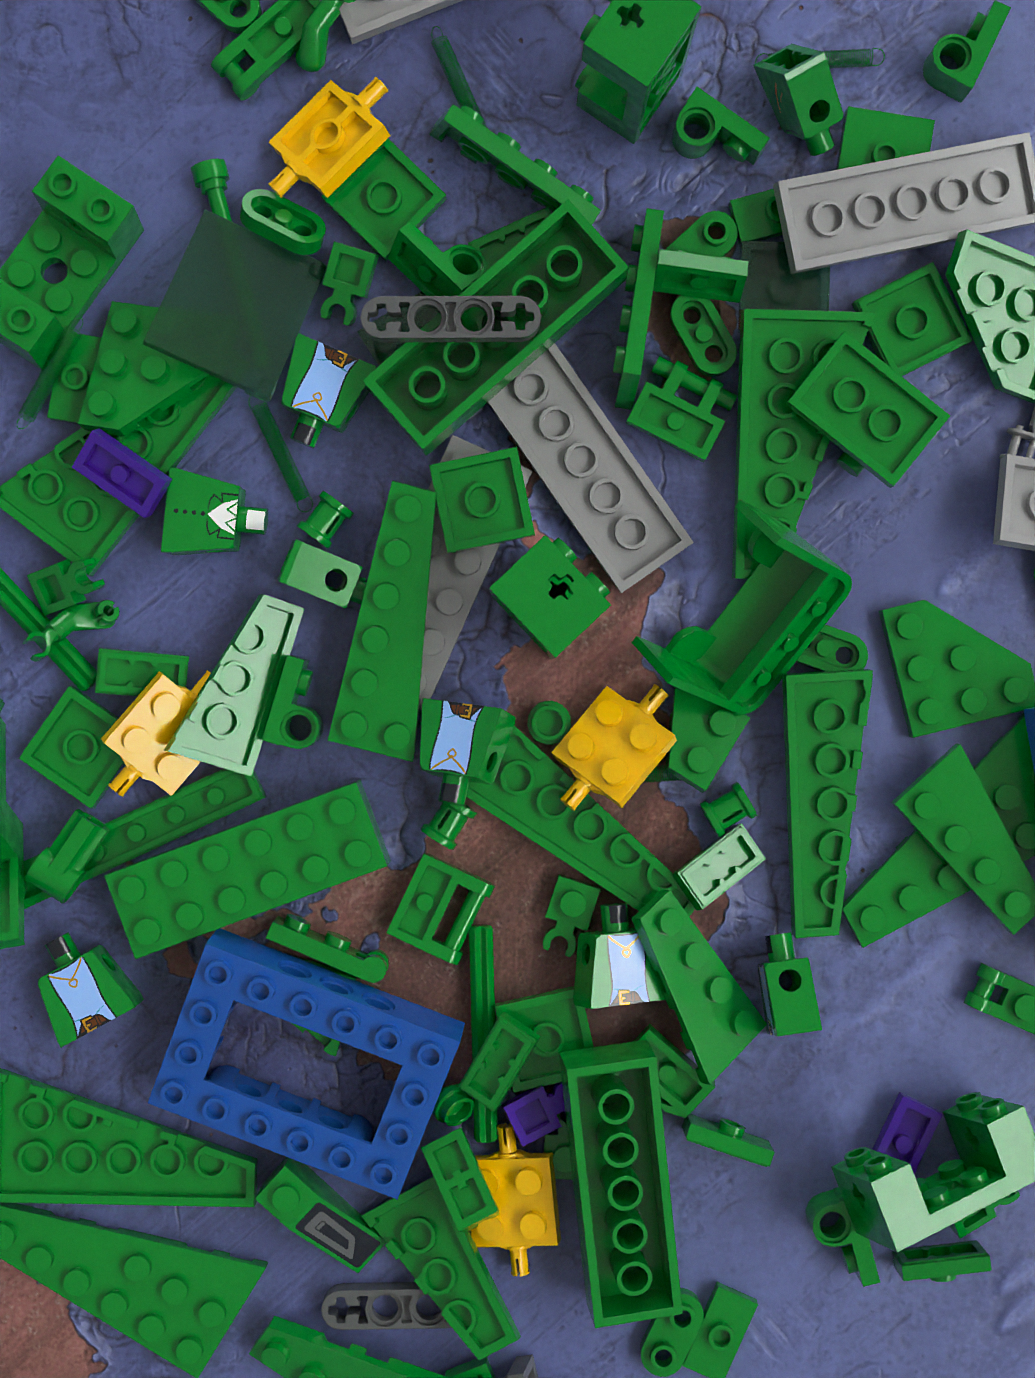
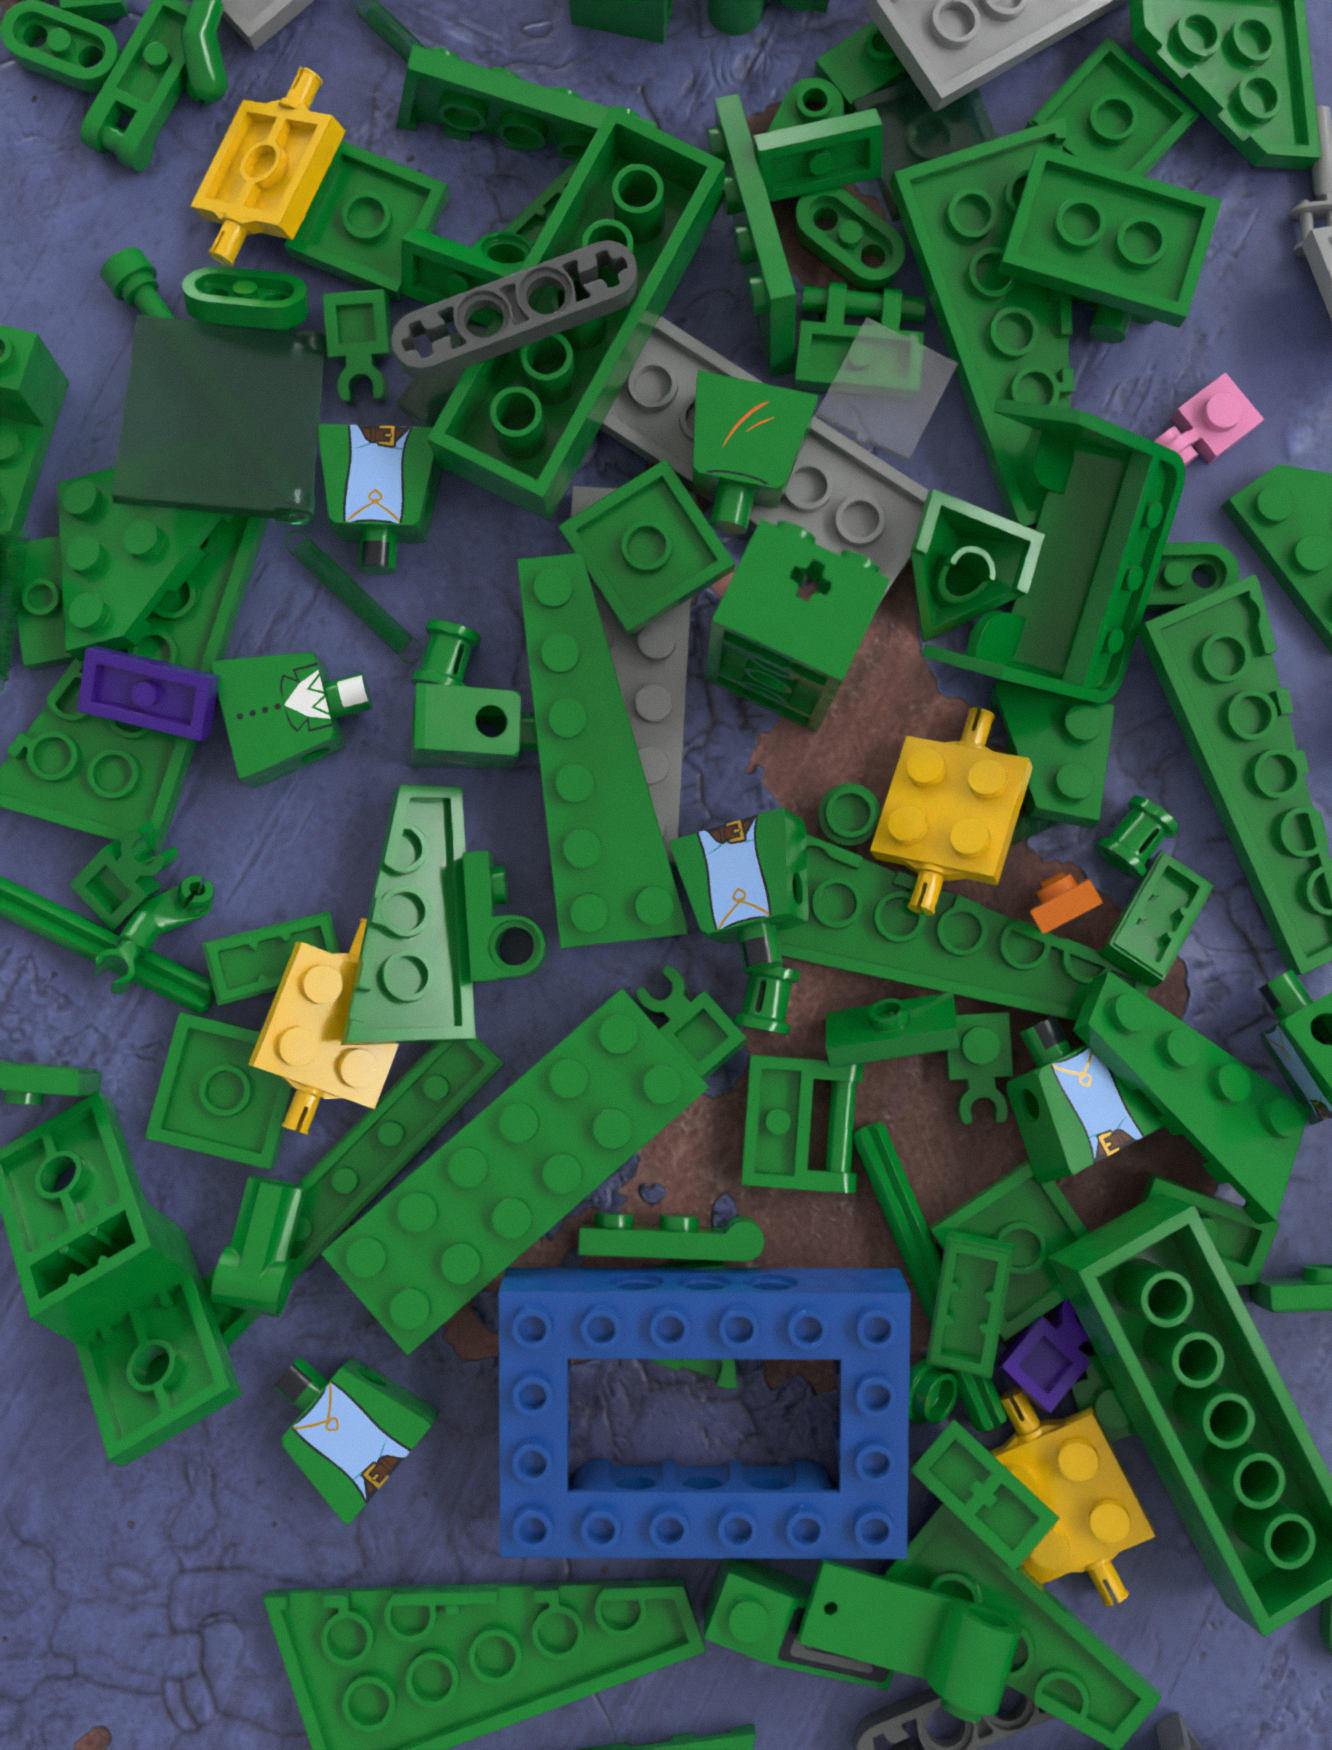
camera: 20 degrees left, 5 degrees down
(385, 1243) = (914, 1631): none -> green door
(396, 823) = (696, 1027): none -> green plate
(519, 872) = (892, 1029): none -> green plate
(572, 457) = (746, 444): none -> green torso
(659, 834) = (1063, 901): none -> orange plate
(684, 451) = (886, 389): none -> clear piece
(690, 589) = (968, 562): none -> green slope
(894, 552) = (1211, 422): none -> bright pink plate

